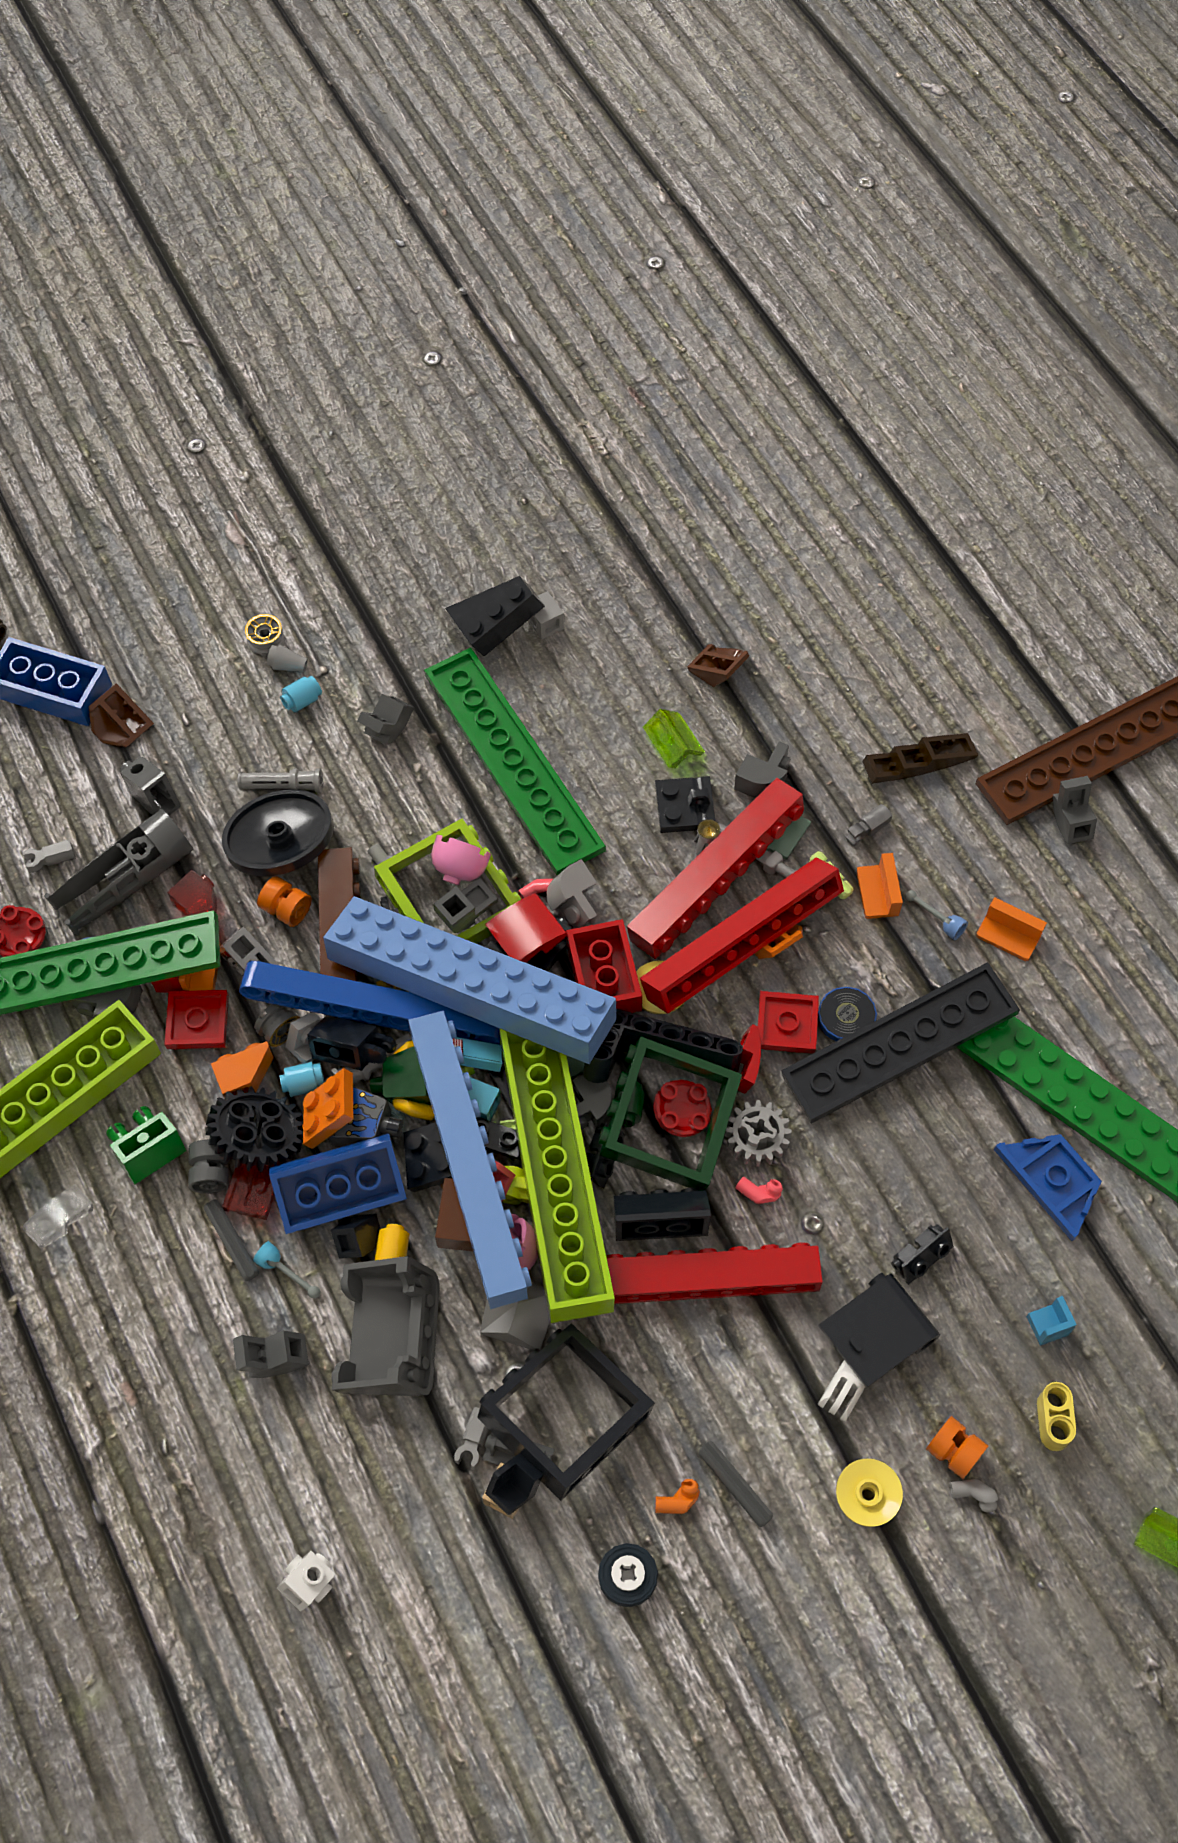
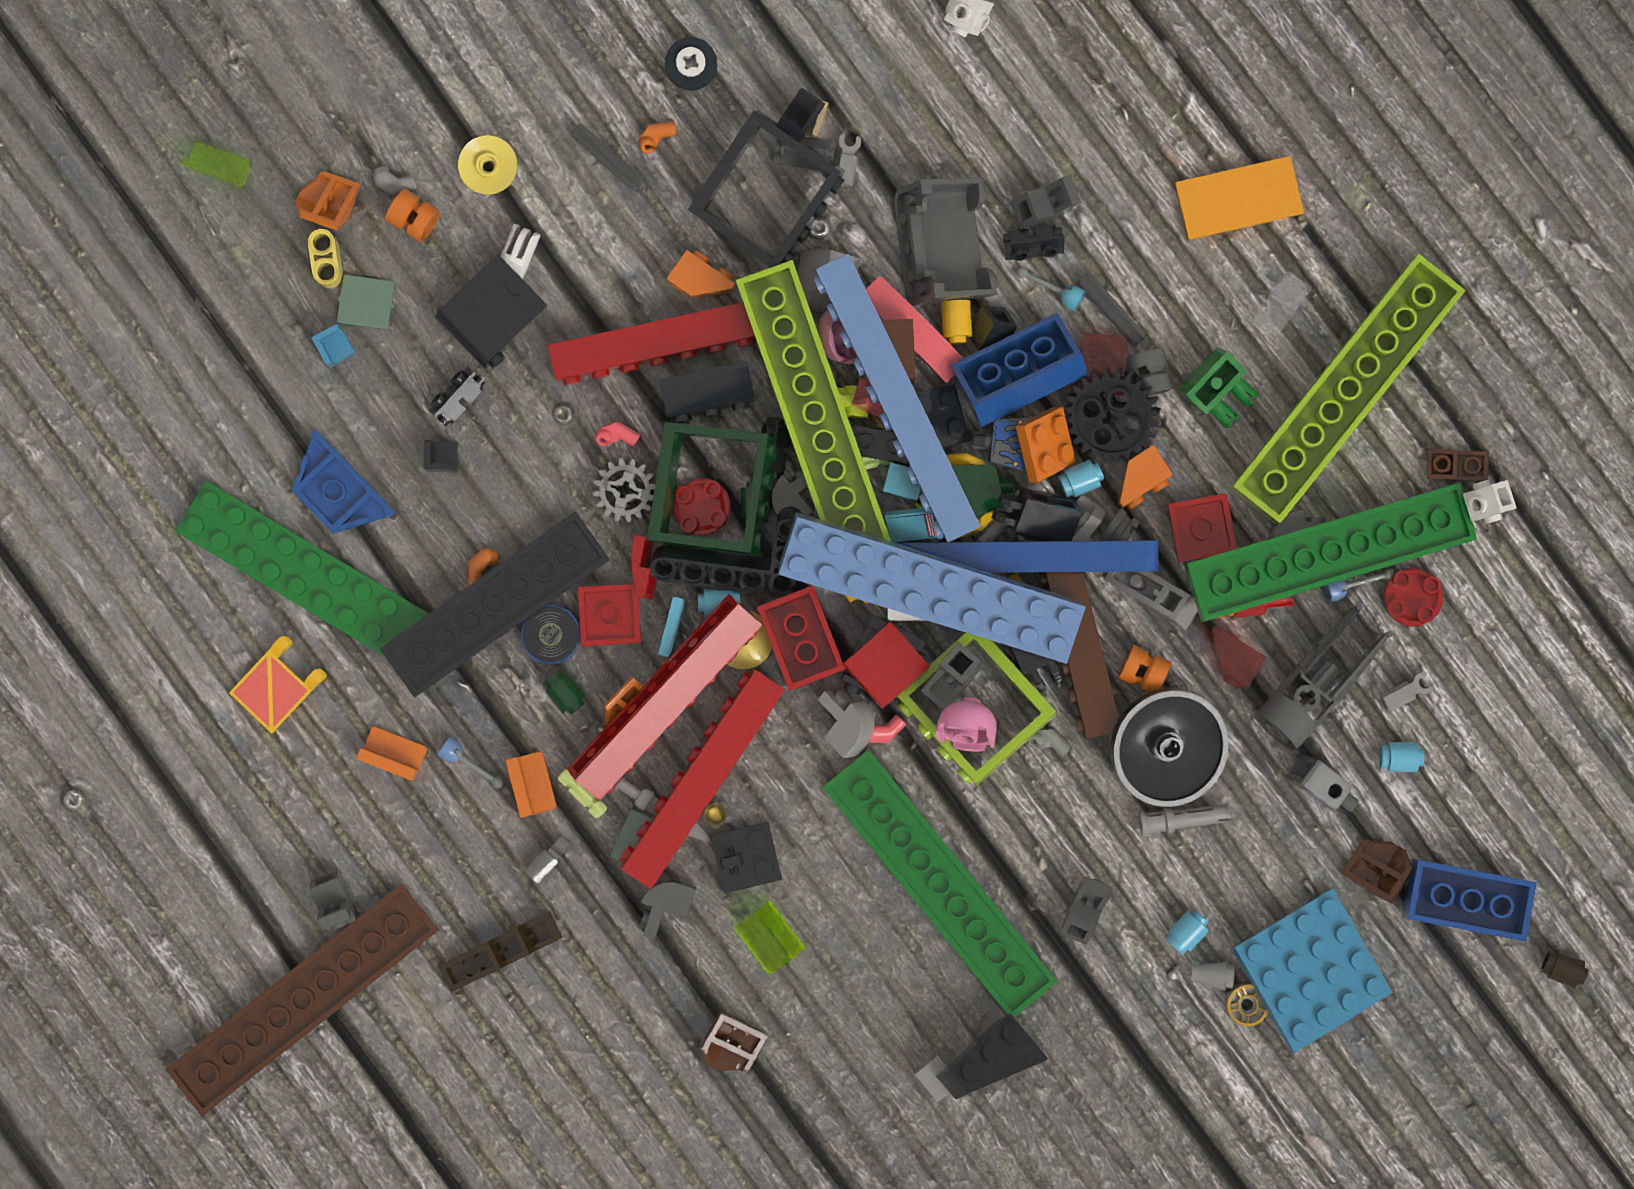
camera: 170 degrees right, 25 degrees up
(69, 1334) = (1239, 198): none -> light orange tile
(71, 801) = (1401, 757): none -> medium azure brick
(201, 650) = (1312, 970): none -> dark azure plate
(307, 1318) = (1046, 243): none -> black hinge
(450, 1264) = (928, 342): none -> coral slope
(653, 1332) = (698, 279): none -> orange slope
(683, 1015) = (712, 598): none -> medium azure brick
(727, 1001) = (671, 627): none -> medium azure tile
(839, 959) = (564, 692): none -> dark green brick
(912, 1088) = (480, 562): none -> orange arm
(944, 1192) = (440, 456): none -> black panel
(1013, 1367) = (366, 302): none -> sand green piece
(1052, 1481) = (327, 200): none -> orange slope
(1125, 1004) = (273, 689): none -> coral flag

